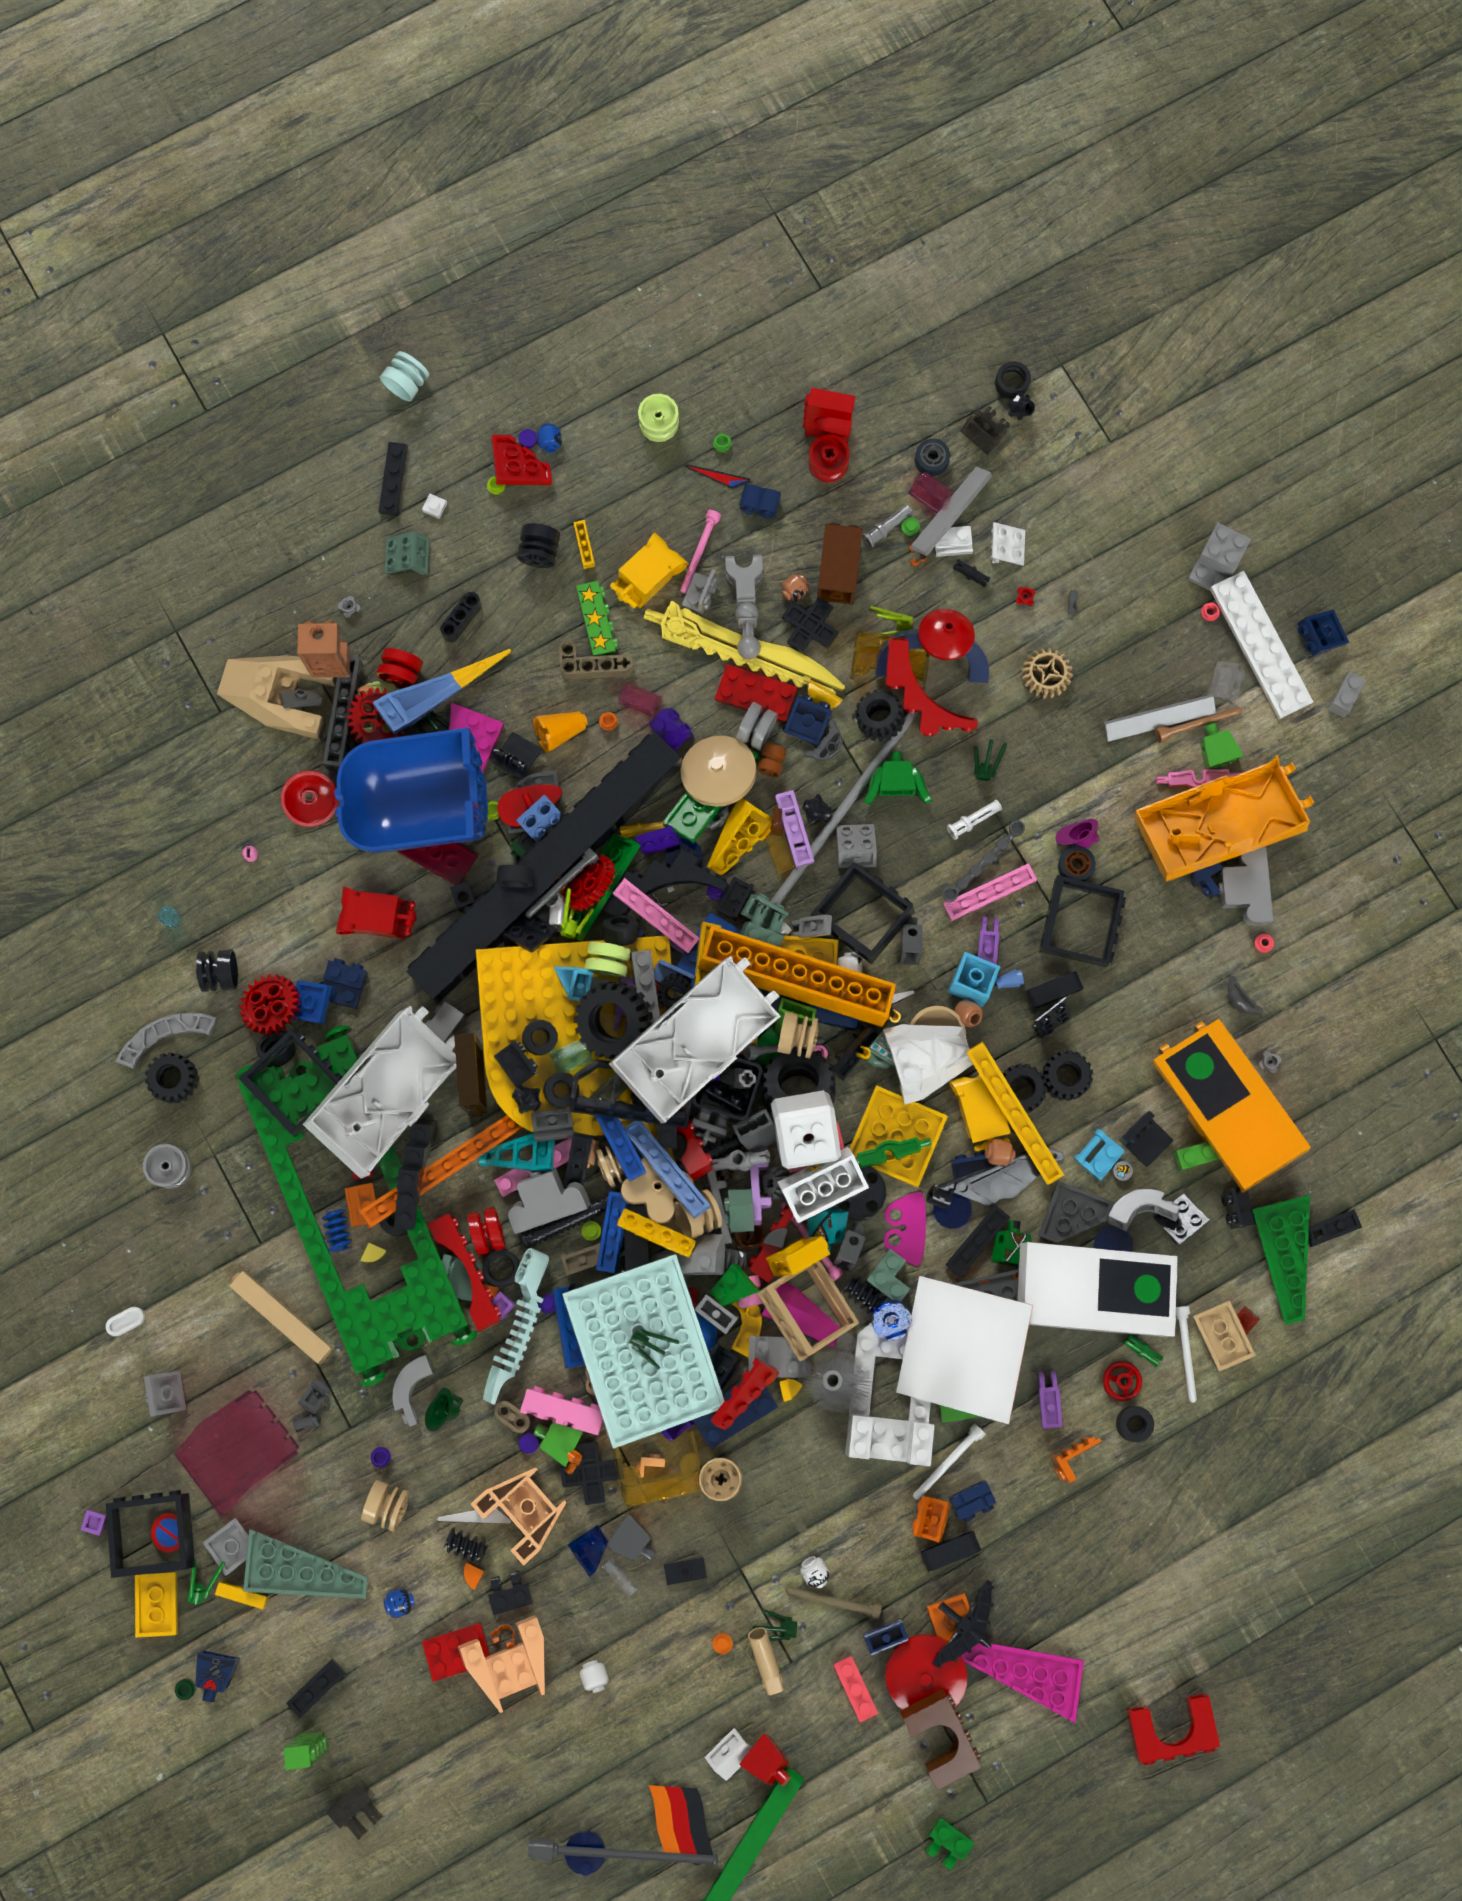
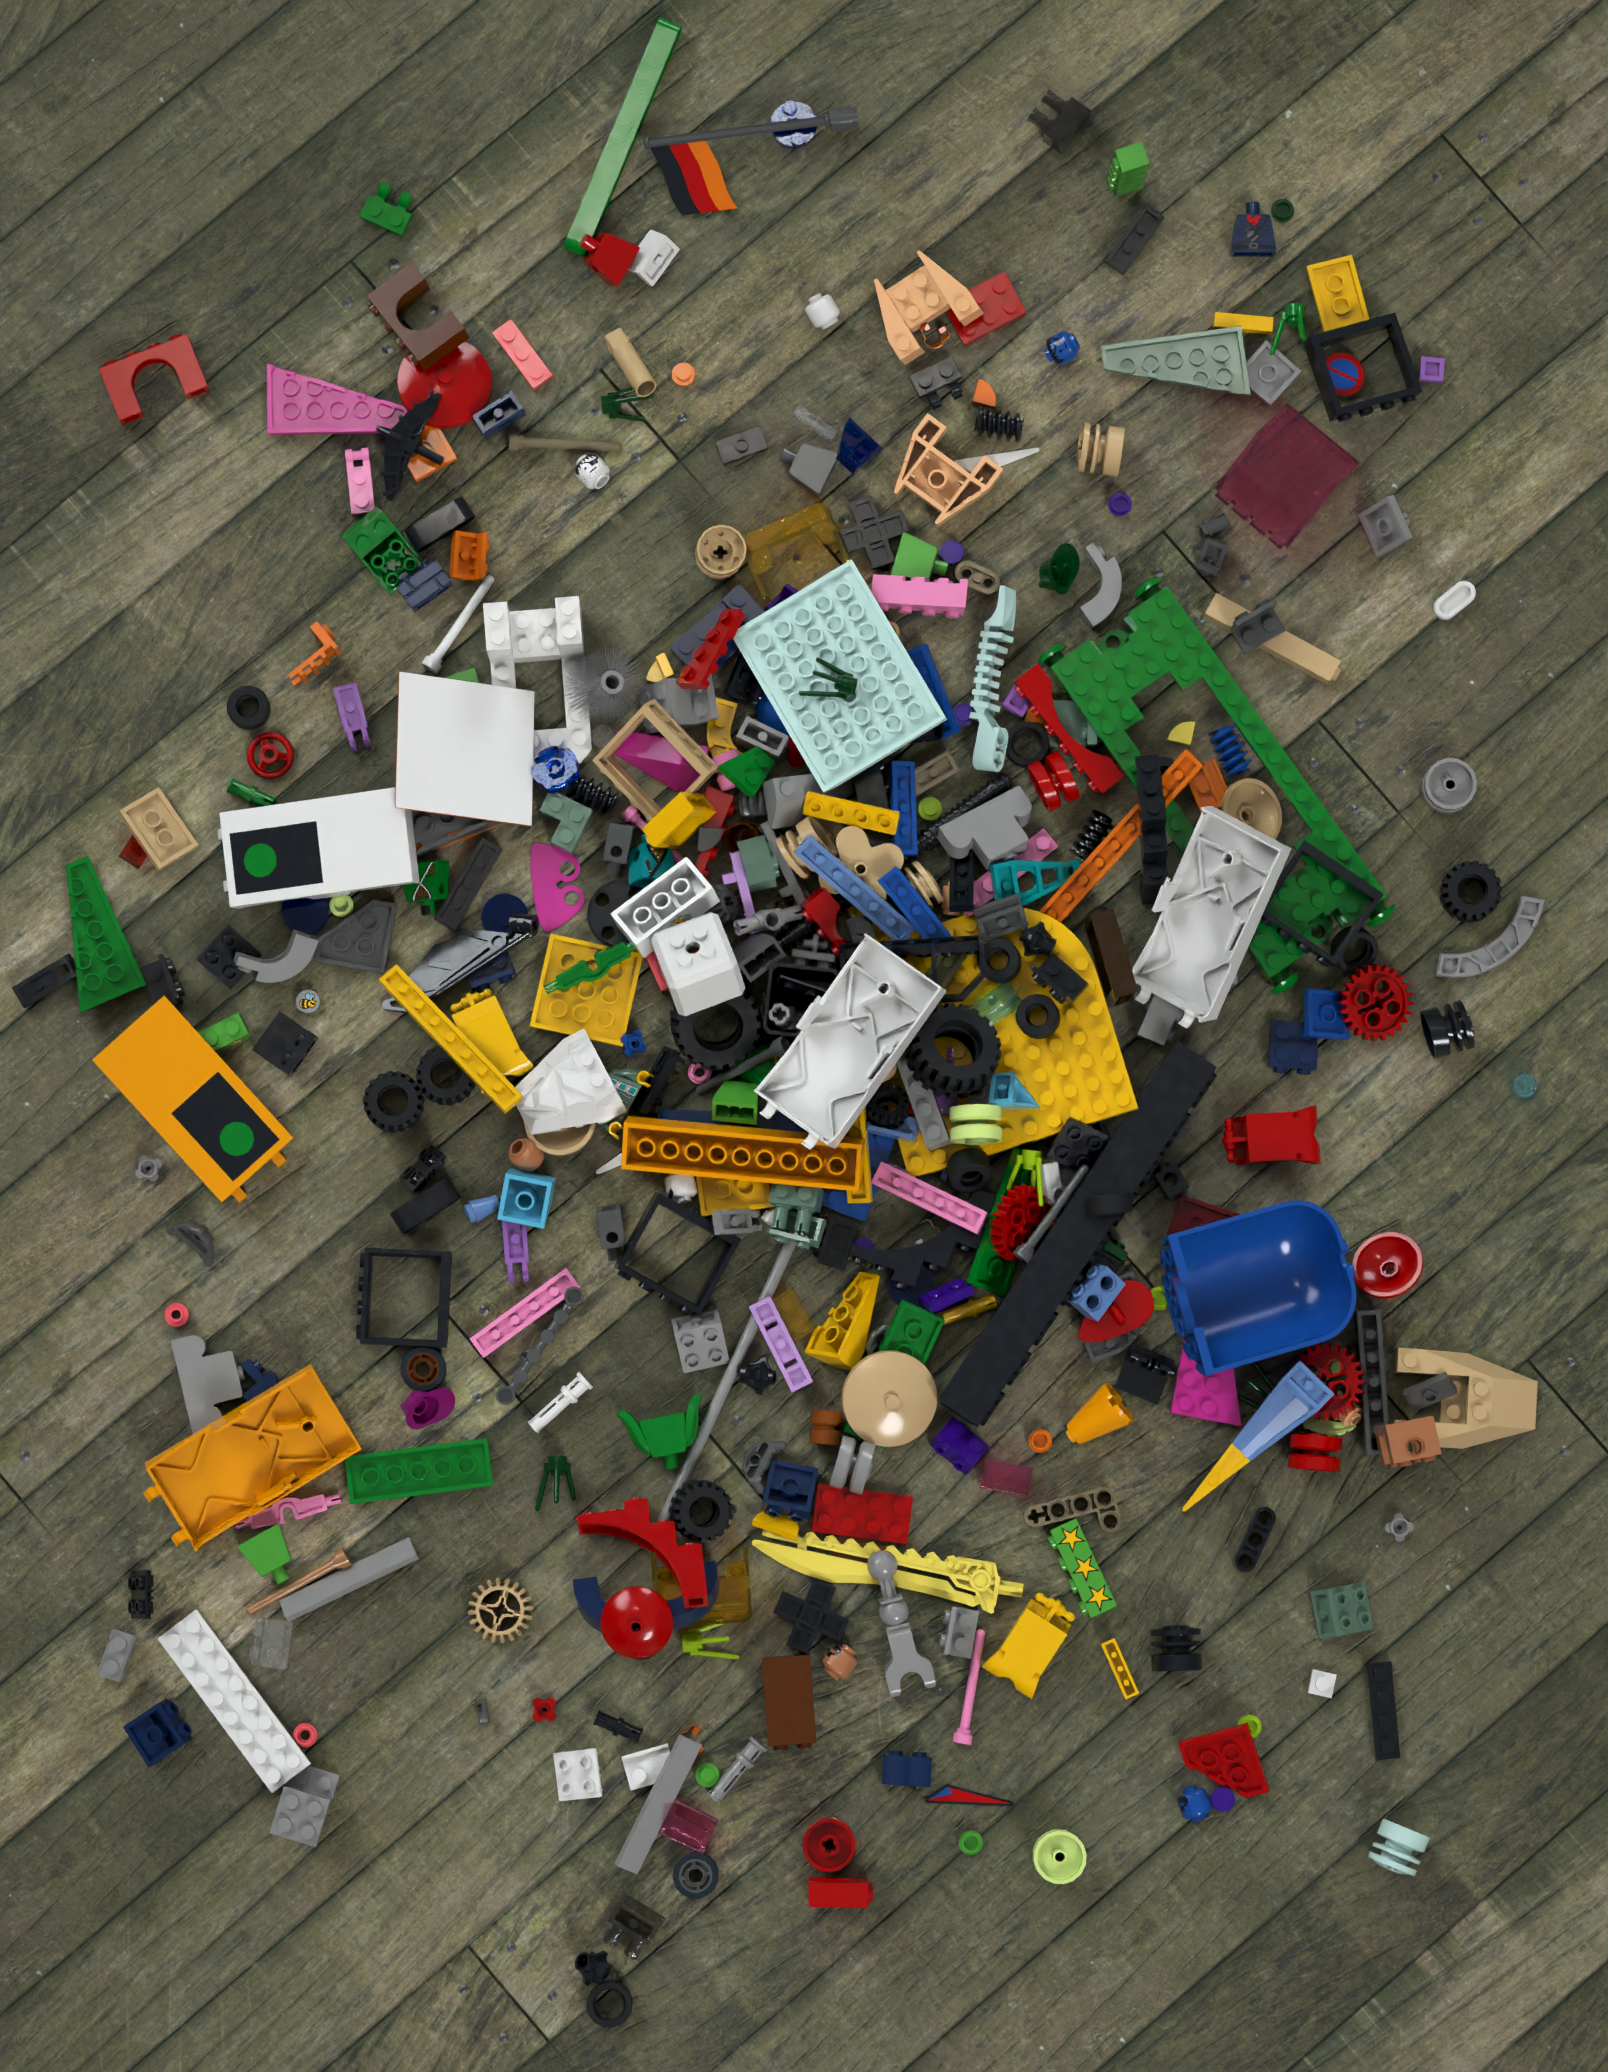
camera: 165 degrees right, 5 degrees up
(253, 853) = (1441, 1188): bright pink hinge -> none
(291, 1324) = (1257, 627): none -> dark grey bracket
(329, 1177) = (1256, 804): none -> tan dish
(463, 1181) = (1093, 835): none -> black piece
(574, 1458) = (894, 542): orange piece -> none
(654, 1460) = (802, 560): light nougat bracket -> none
(777, 824) = (803, 1345): reddish brown arm -> none
(798, 1035) = (728, 1077): tan wheel -> none
(871, 1090) = (627, 1040): none -> blue plate
(999, 1152) = (460, 988): nougat head -> none
(1002, 1538) = (382, 549): none -> green slope
(1011, 1602) = (360, 482): none -> bright pink plate
(1083, 1241) = (341, 906): none -> yellowish green tile
(1092, 788) = (418, 1471): none -> green plate
(1104, 1159) = (333, 1010): medium azure plate -> none
(1182, 1314) = (212, 846): white piece -> none
(1321, 729) = (138, 1584): none -> black hinge

